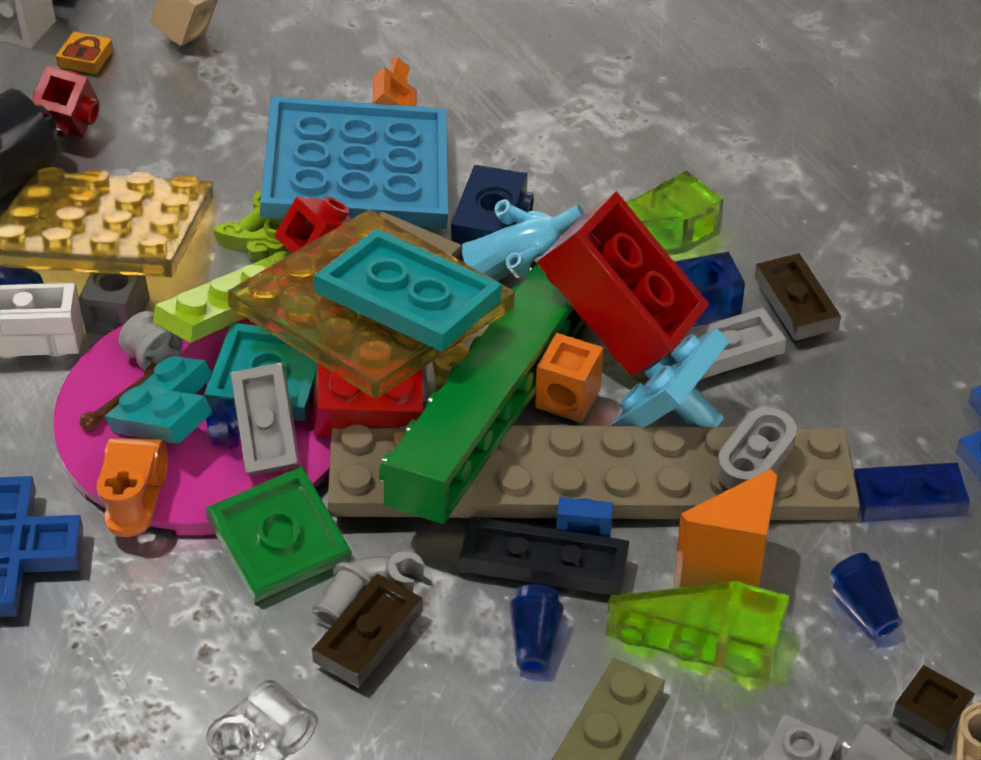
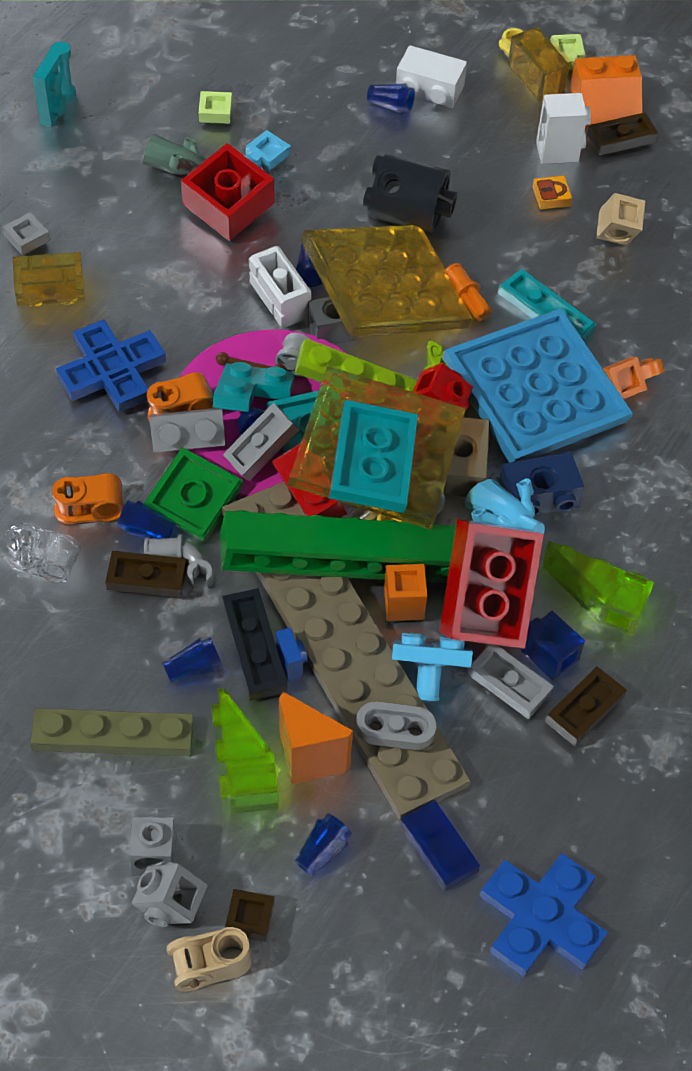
camera: 60 degrees right, 10 degrees up
(68, 100) = (481, 205): red brick -> none
(171, 167) = (469, 291): none -> orange axle
(183, 492) = (187, 430): none -> light grey plate
(206, 650) = (91, 498): none -> orange piece
(225, 124) = (537, 299): none -> teal tile
(283, 602) = (144, 522): none -> clear blue cone

